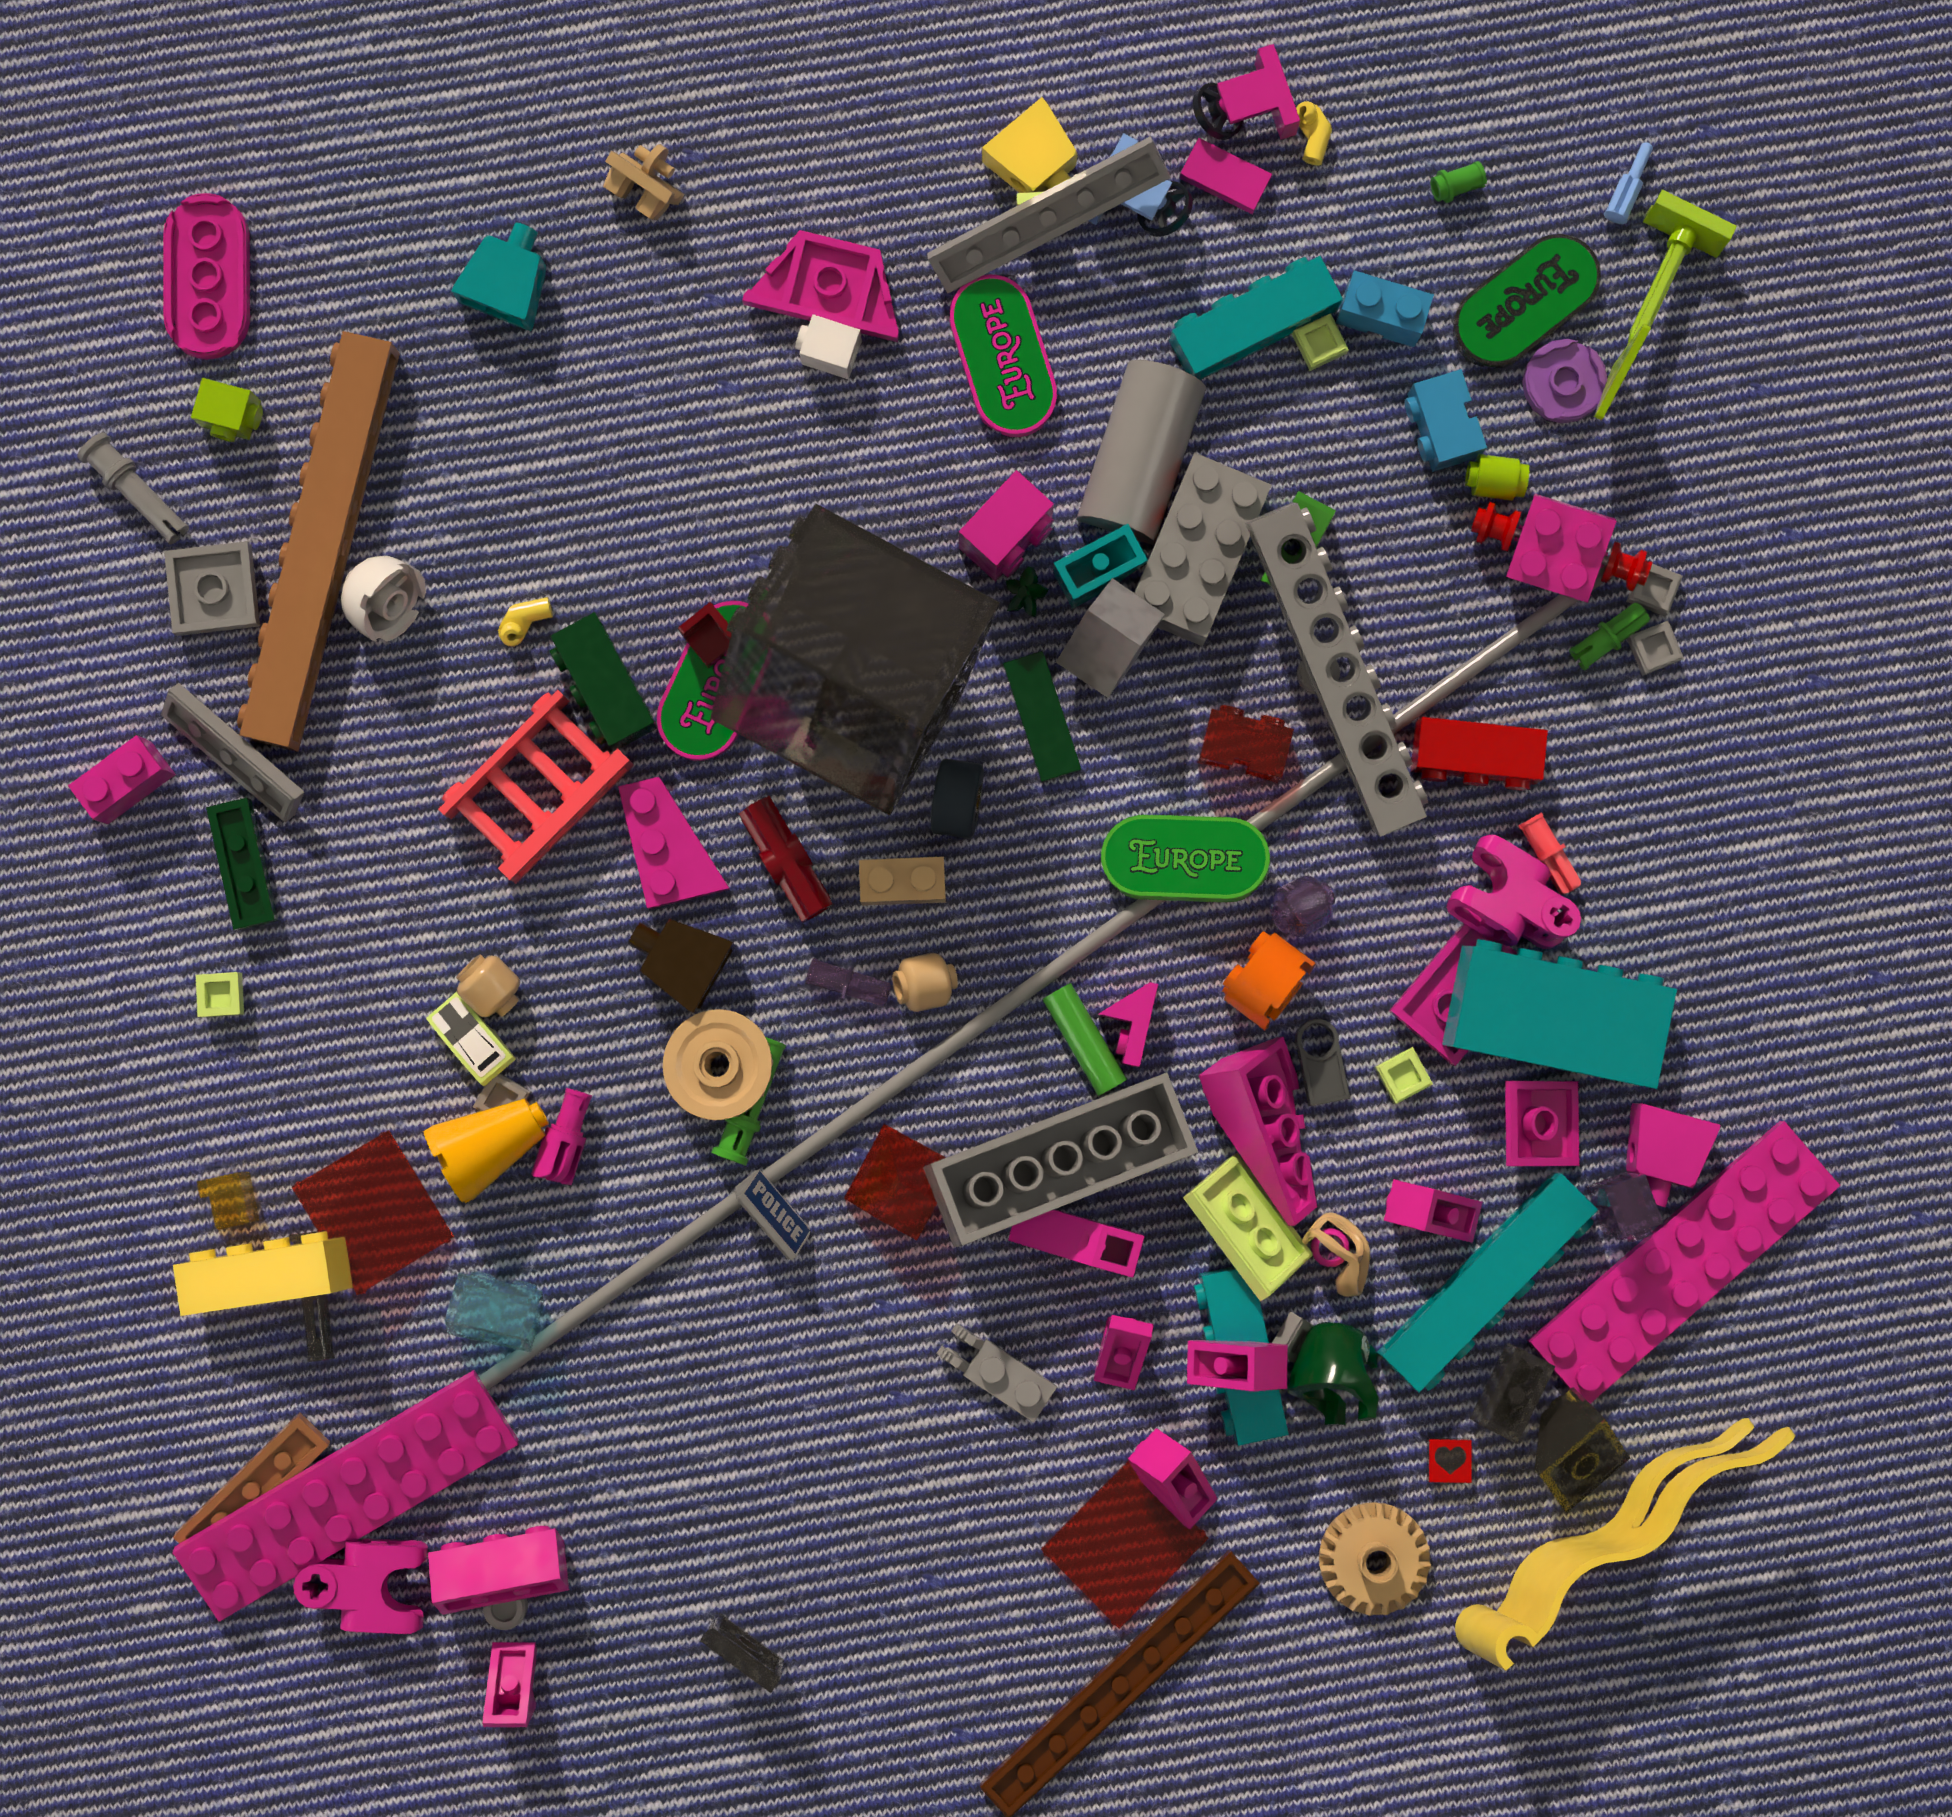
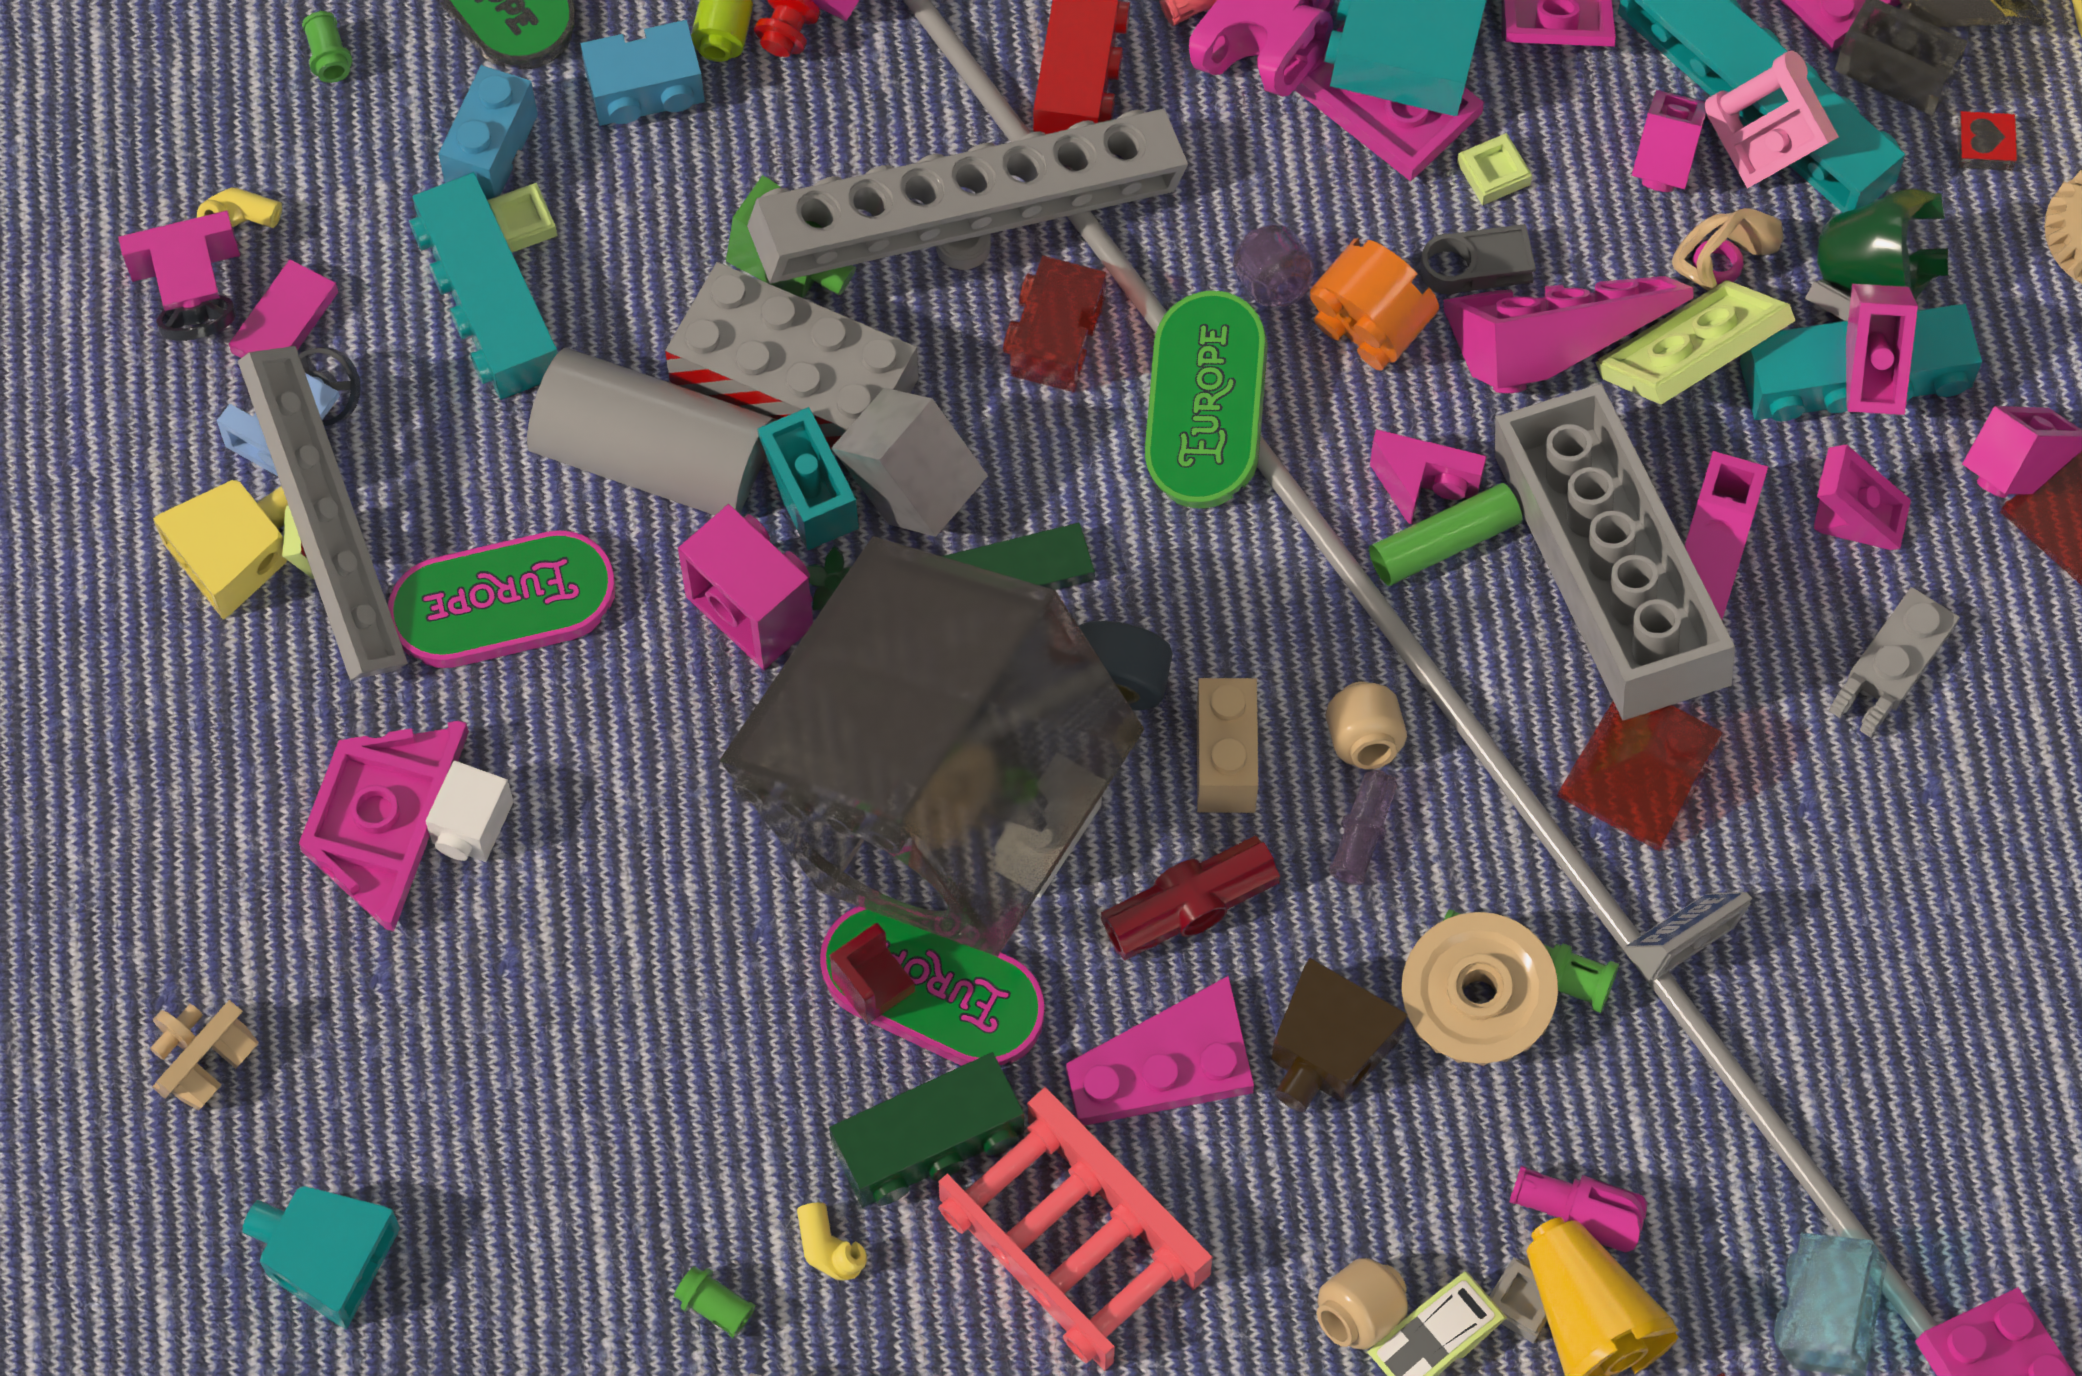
camera: 85 degrees left, 20 degrees down
(479, 544) = (714, 1301): none -> bright green pin
(1427, 1291) = (1778, 136): none -> bright pink plate

